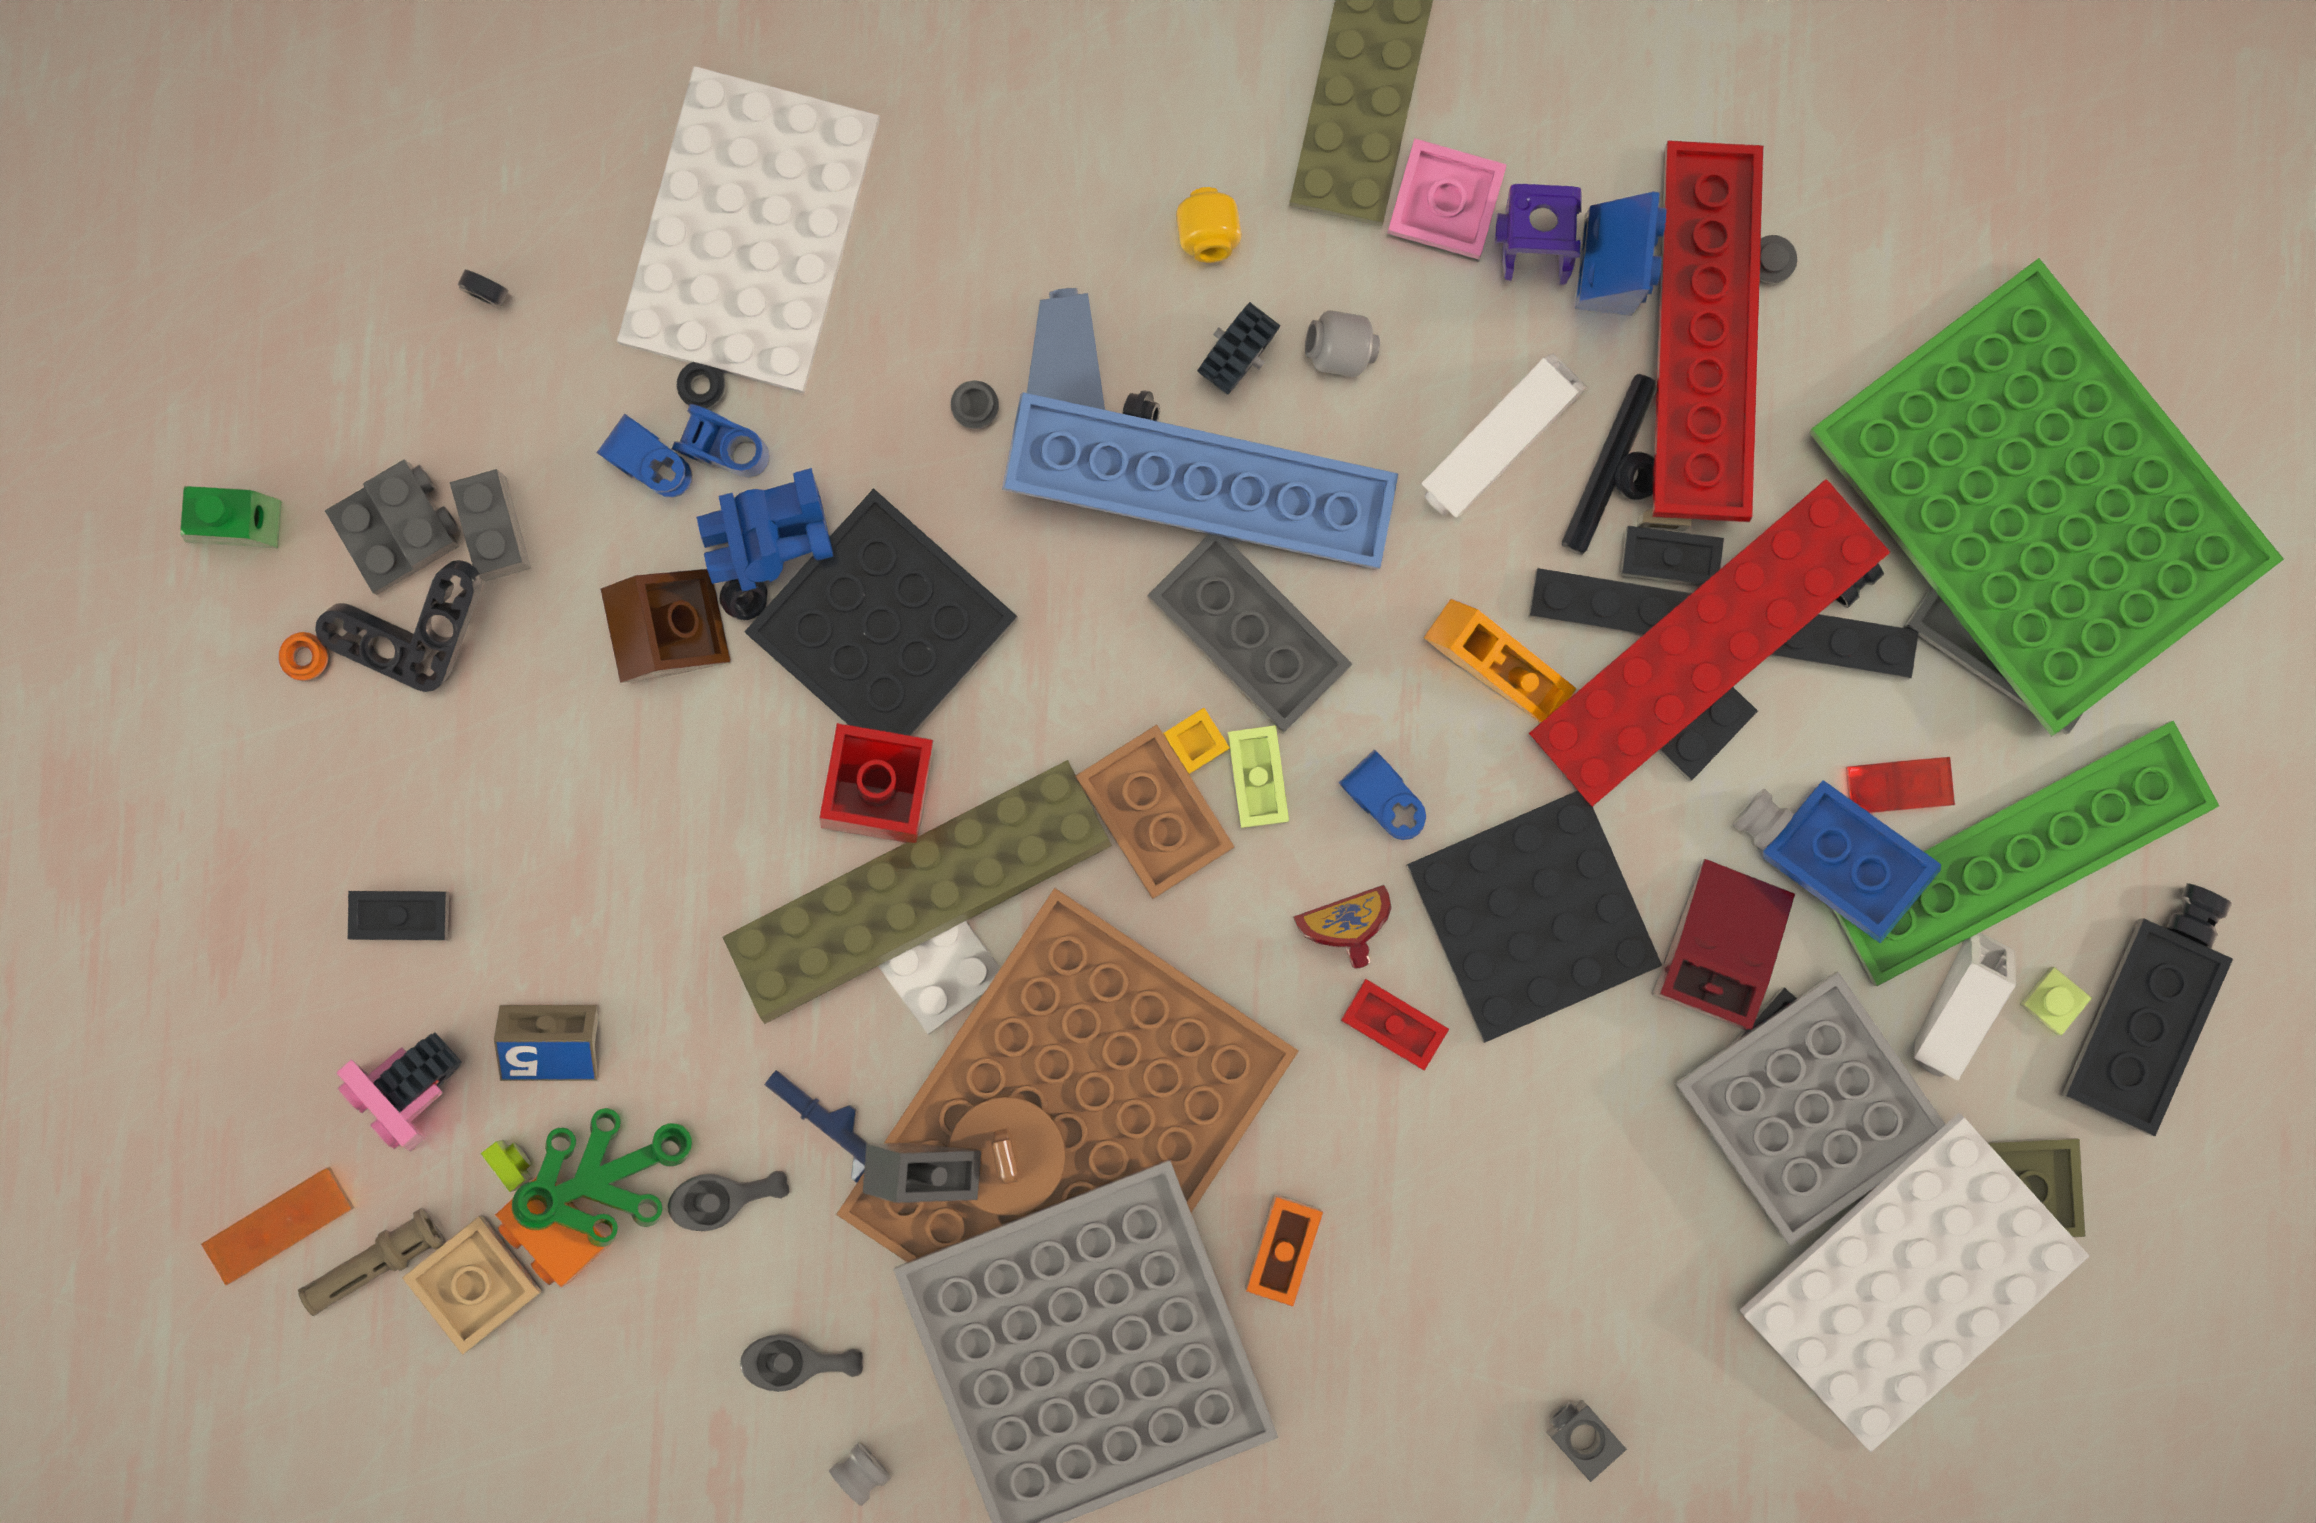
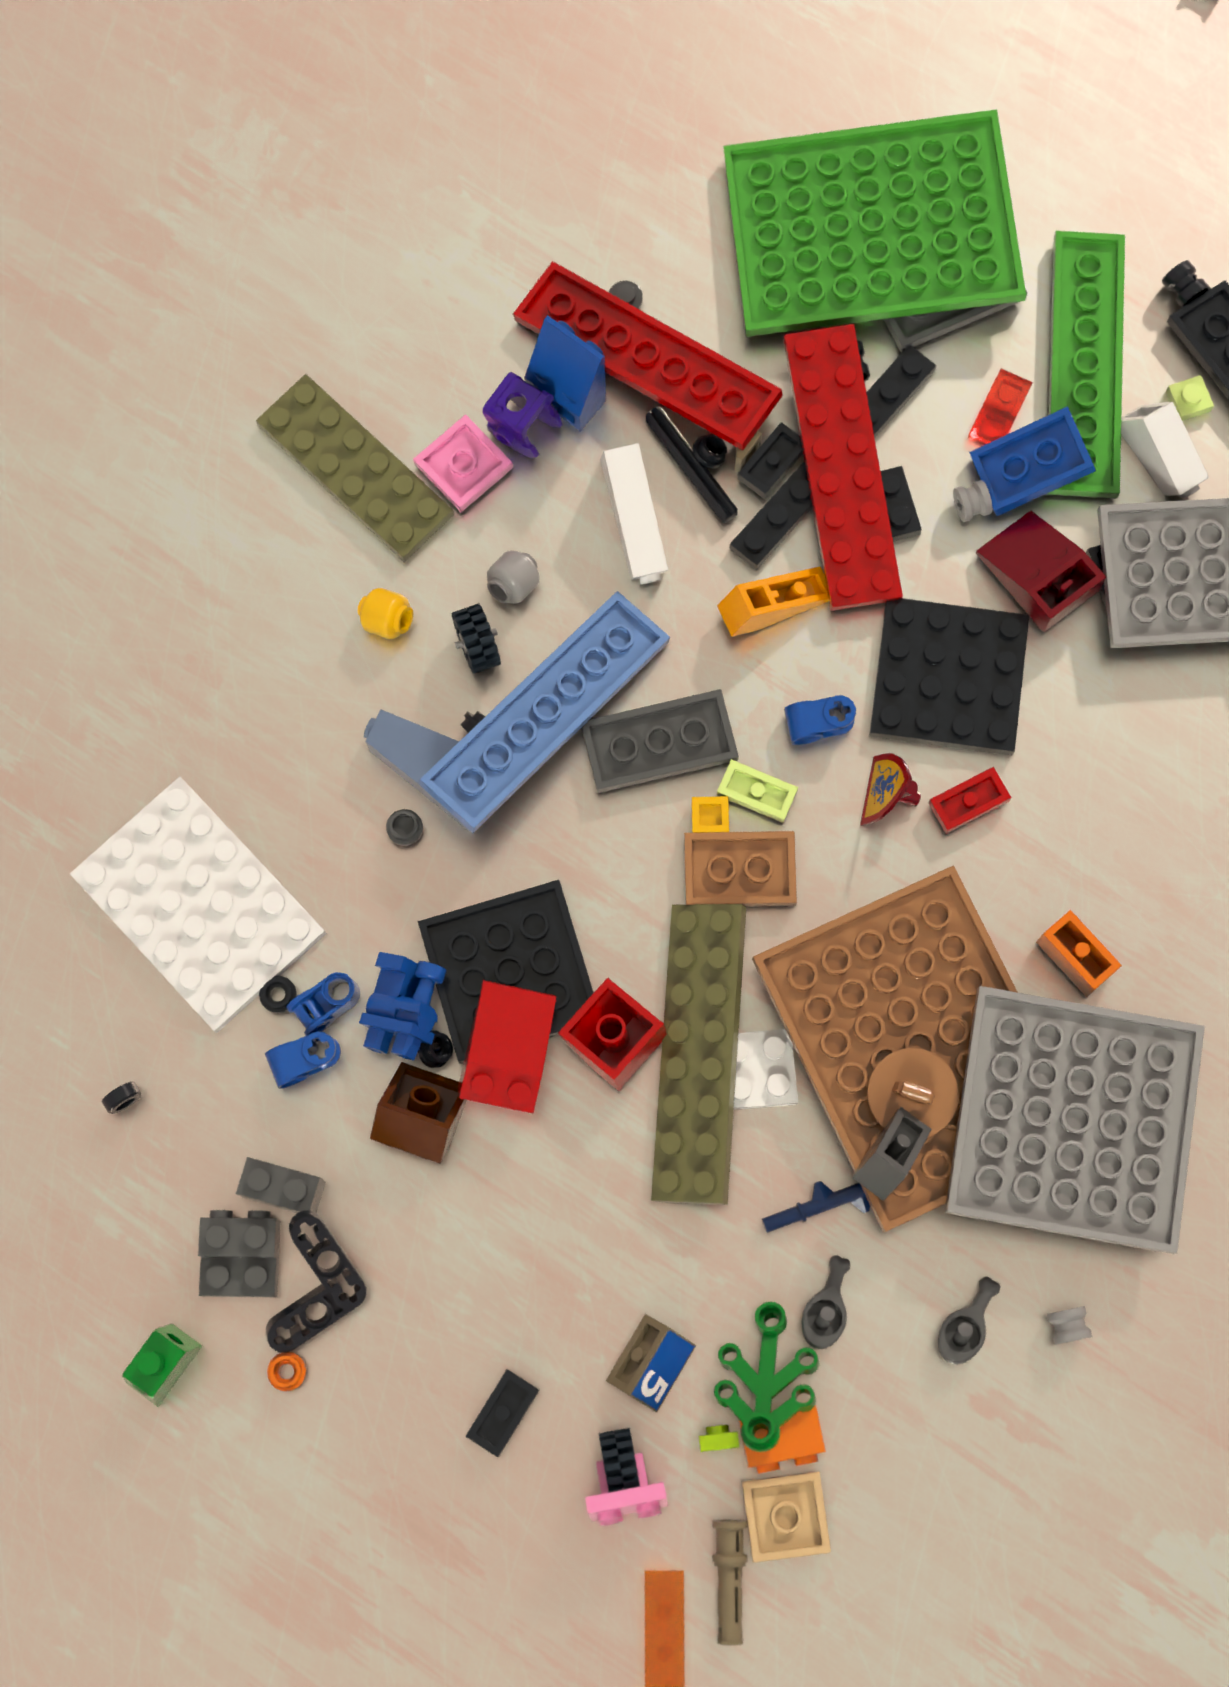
camera: 55 degrees left, 10 degrees down
(788, 677) = (507, 1047): none -> red slope

